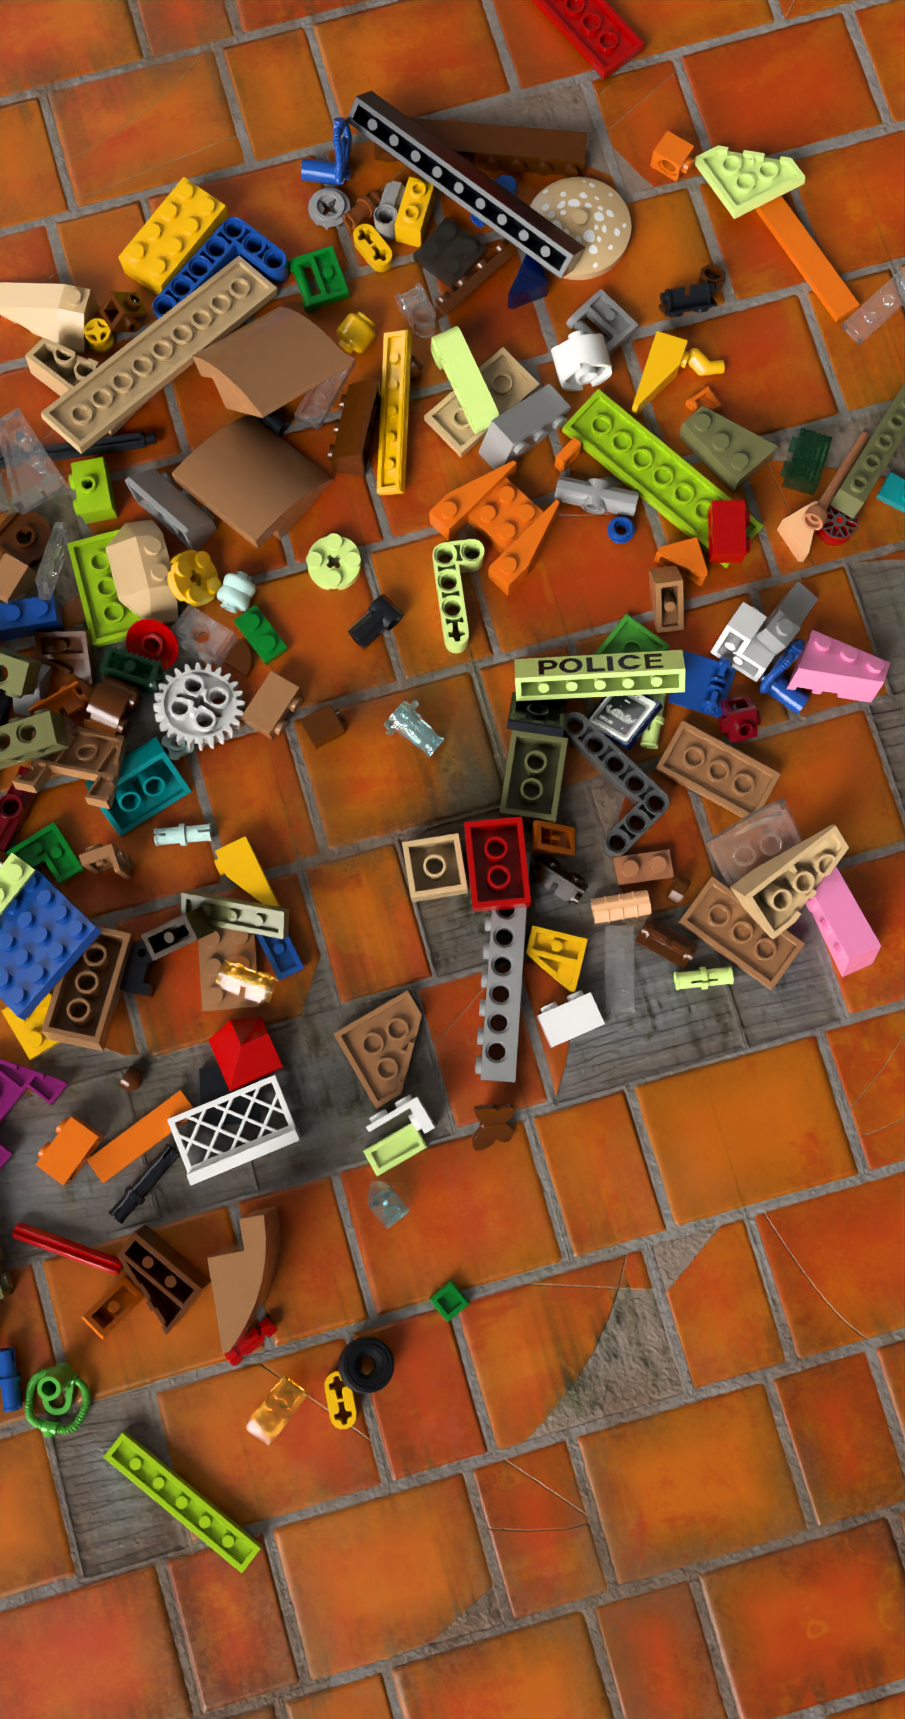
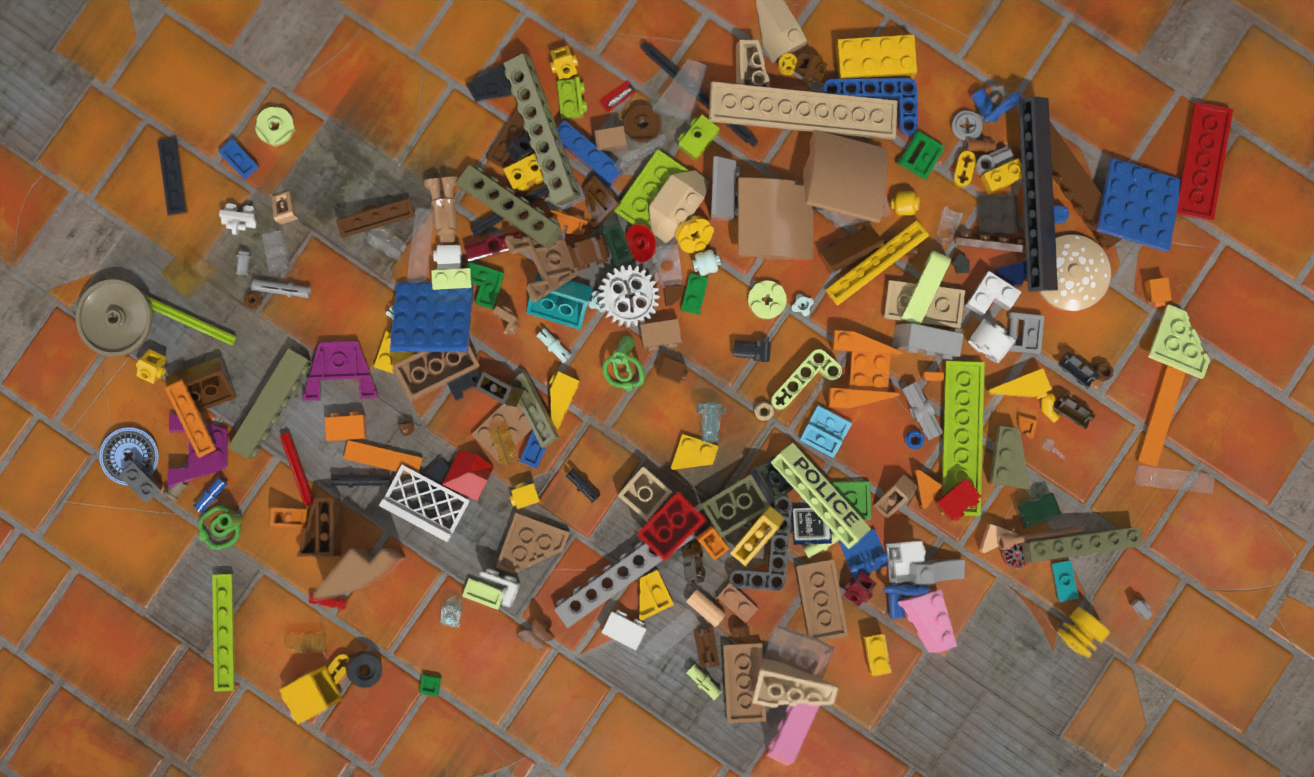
camera: 50 degrees right, 5 degrees up
(258, 765) = (622, 356): none -> bright green piece
(322, 1007) = (524, 495): none -> yellow brick
(342, 1456) = (311, 695): none -> yellow slope
(364, 527) = (807, 303): none -> light aqua plate
(366, 931) = (582, 485): none -> black pin
(434, 779) = (693, 453): none -> yellow wing
(453, 656) = (768, 406): none -> tan plate
(472, 330) = (962, 264): none -> pearl dark grey piece
(528, 319) = (992, 289): none -> white brick
(531, 616) = (825, 431): none -> medium azure slope
(565, 100) = (1139, 205): none -> blue plate
(587, 778) = (757, 535): none -> yellow brick
(718, 343) = (1067, 407): none -> dark brown hinge
(744, 396) = (1048, 444): none -> clear hand
(827, 759) = (877, 654): none -> yellow brick

